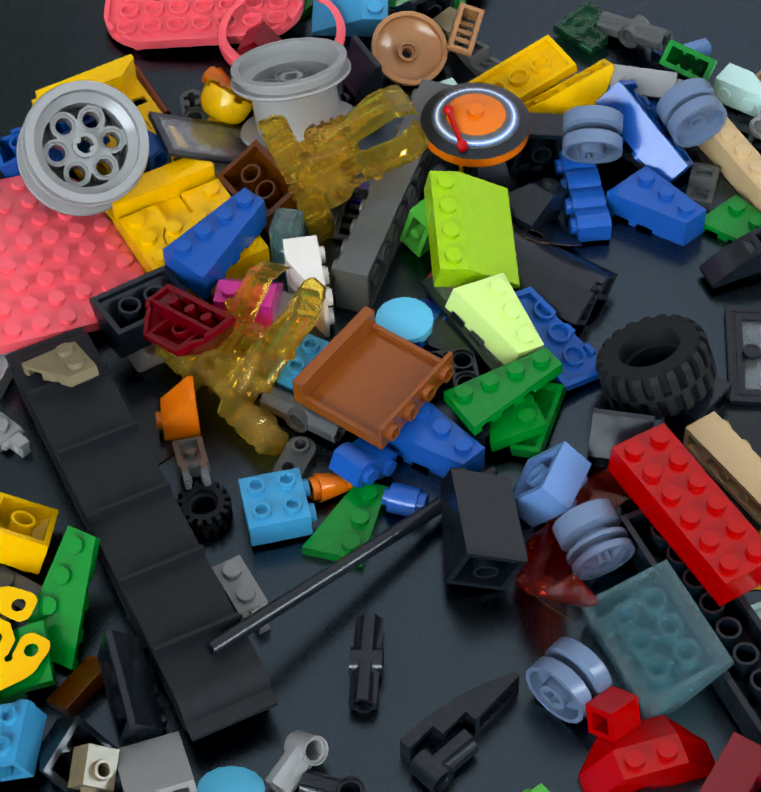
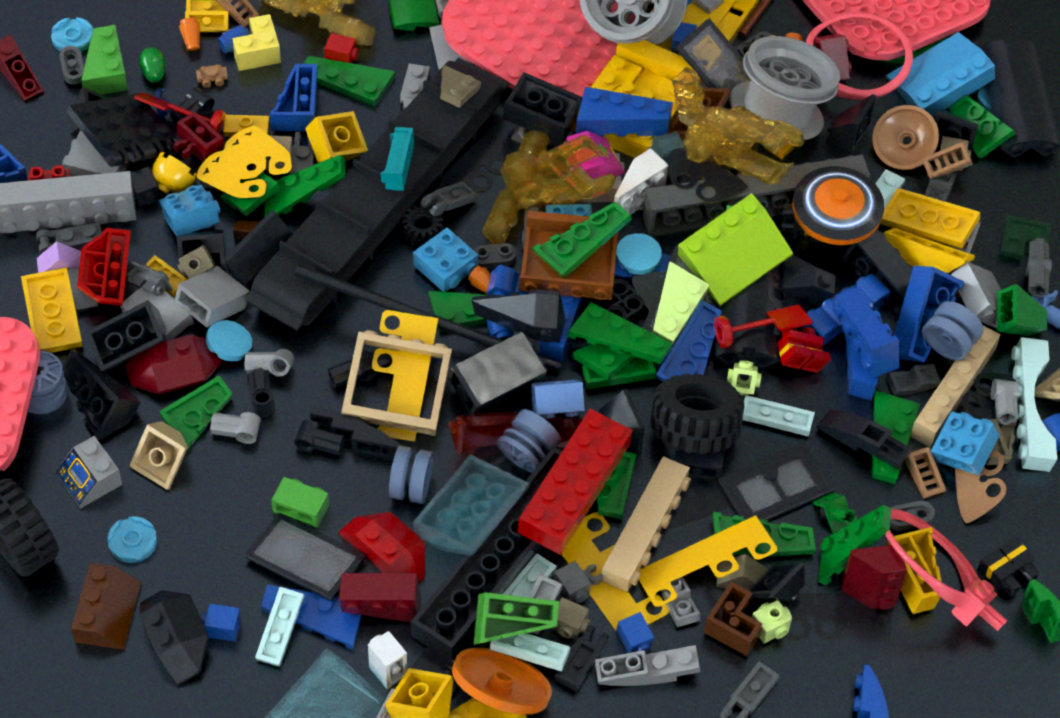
camera: 55 degrees right, 5 degrees up
(128, 465) = (399, 159): none -> teal container
(179, 412) = (483, 173): orange slope -> none
(184, 322) = (532, 129): dark red wedge -> none
(241, 588) = (378, 275): light grey hinge -> none
(368, 201) = (715, 176): none -> black piece
(371, 356) = (576, 245): none -> green wing
(388, 670) = (391, 419): none -> tan window
(418, 615) = (408, 368): none -> yellow piece
(440, 445) = (534, 314): none -> black wedge
(462, 145) = (802, 204): red hinge -> none
(575, 235) = (783, 318): none -> red piece
(592, 134) = (881, 277): sand blue wheel -> none
(613, 714) = (401, 509): red brick -> none
(614, 249) = (802, 350): none -> red hips
(620, 310) = (748, 385): none -> yellowish green brick
(647, 175) = (868, 333): none -> blue wedge
(691, 301) = (777, 415): none -> light aqua plate

